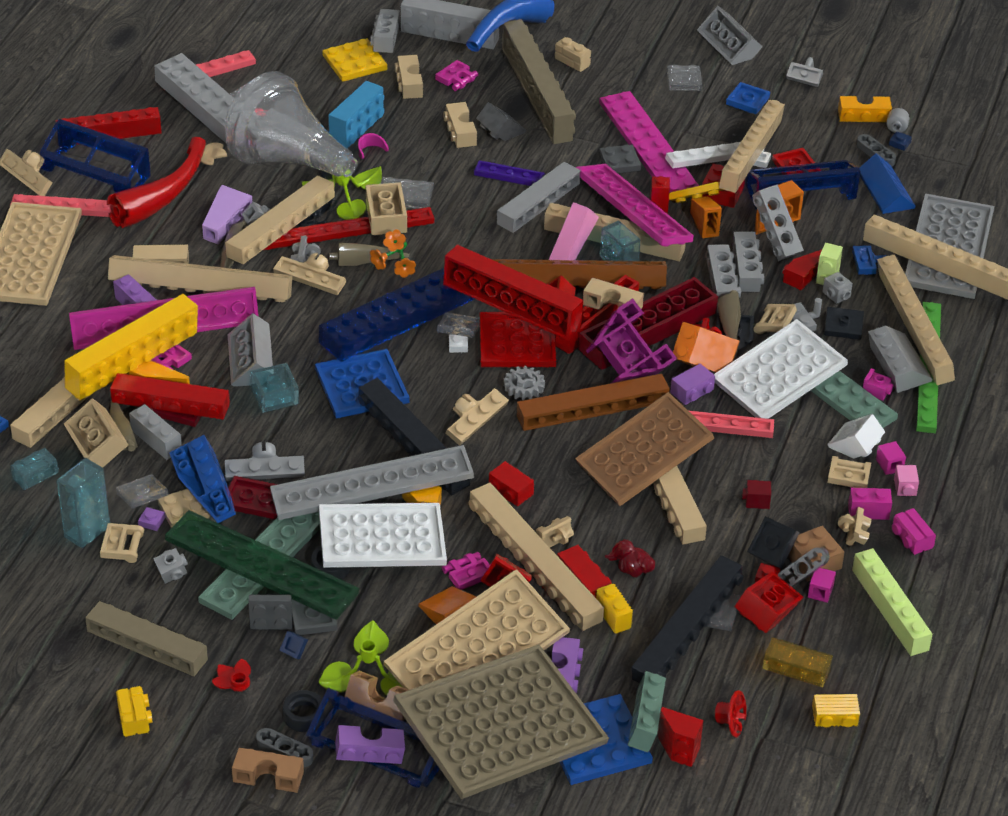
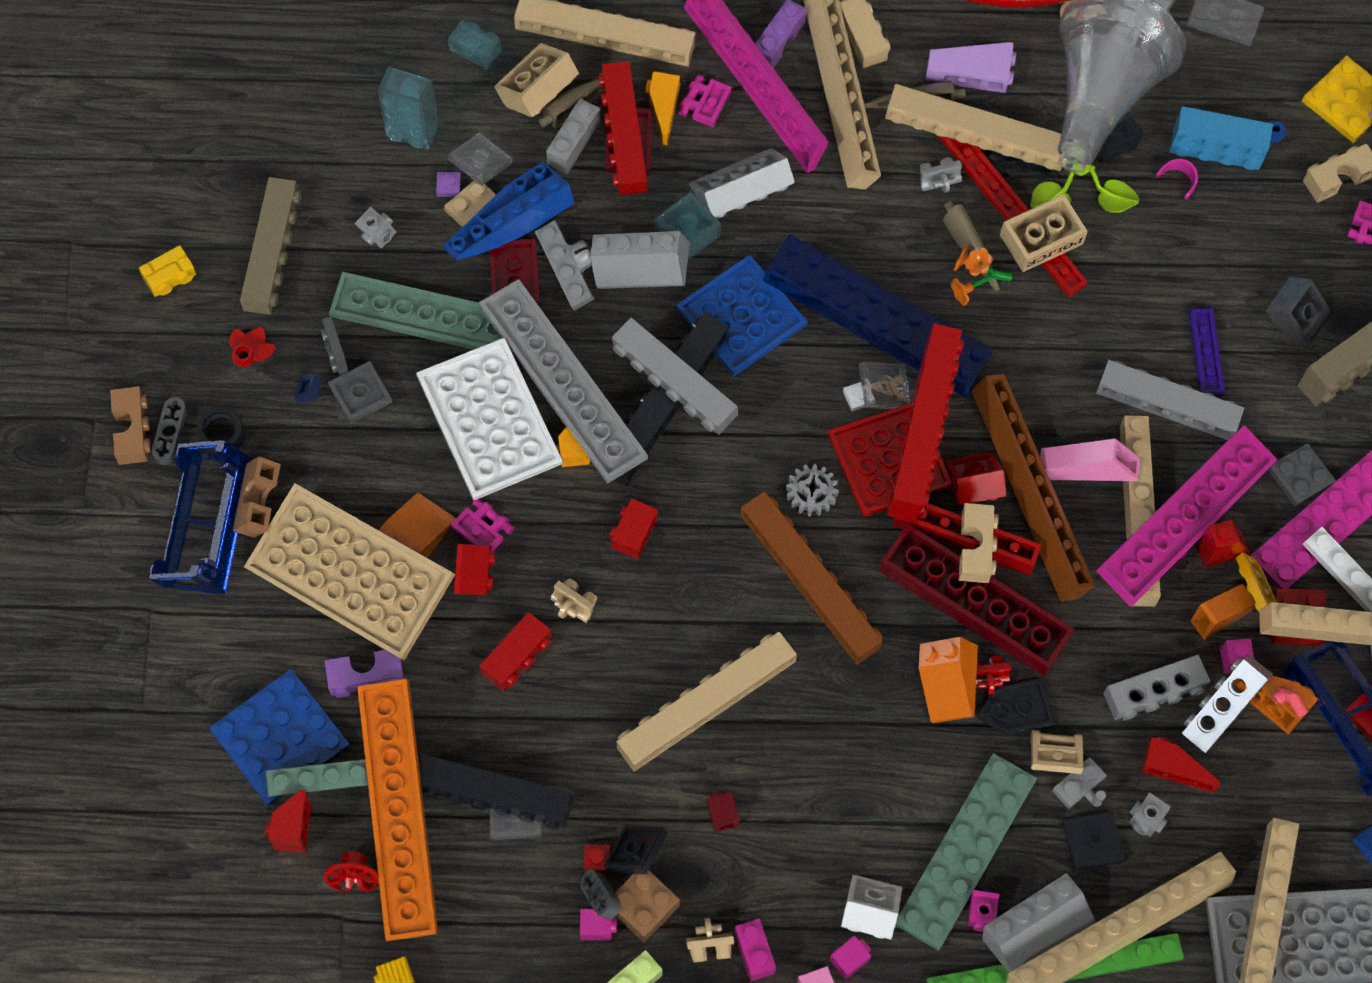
camera: 70 degrees right, 25 degrees up
(115, 541) = (397, 163): tan plate -> none
(131, 346) = (671, 58): yellow brick -> none
(254, 212) = (978, 97): light grey brick -> none
(262, 564) = (402, 315): clear green plate -> none
(292, 414) = (640, 259): none -> light grey slope
(311, 273) = (907, 195): tan plate -> none
(355, 747) = (190, 530): medium lavender arch -> none
(369, 644) = (283, 448): lime plant -> none
(405, 413) = (674, 376): none -> light grey brick
(416, 193) = (1111, 246): clear plate -> none
(462, 131) = (1285, 252): tan arch -> none
(474, 414) = (737, 453): tan plate -> none
(500, 720) = (237, 627): dark tan plate -> none
(536, 557) = (528, 589): tan brick -> none
(616, 609) = (472, 699): yellow brick -> none
(619, 243) = (1100, 523): clear light blue brick -> none
(626, 347) = (894, 586): magenta wedge -> none
(632, 559) = (560, 700): dark red hair -> none
(644, 448) = (731, 658): medium nougat plate -> none
(692, 384) = (889, 684): medium lavender brick -> none
(693, 664) = (397, 810): none -> orange plate
(722, 270) = (1147, 645): light grey brick -> none
(730, 313) = (1035, 694): dark tan piece -> none
(736, 424) = (833, 730): coral plate -> none
(739, 218) = (1233, 650): none -> dark pink brick
(768, 601) = (543, 870): red slope -> none
(779, 370) = (952, 781): white plate -> none
(789, 186) = (1292, 698): none -> coral arm
(797, 662) = (461, 927): clear yellow brick -> none
(828, 262) = (1184, 792): yellowish green brick -> none
(849, 473) = (799, 913): tan plate -> none
(865, 259) = (1232, 839): blue plate -> none

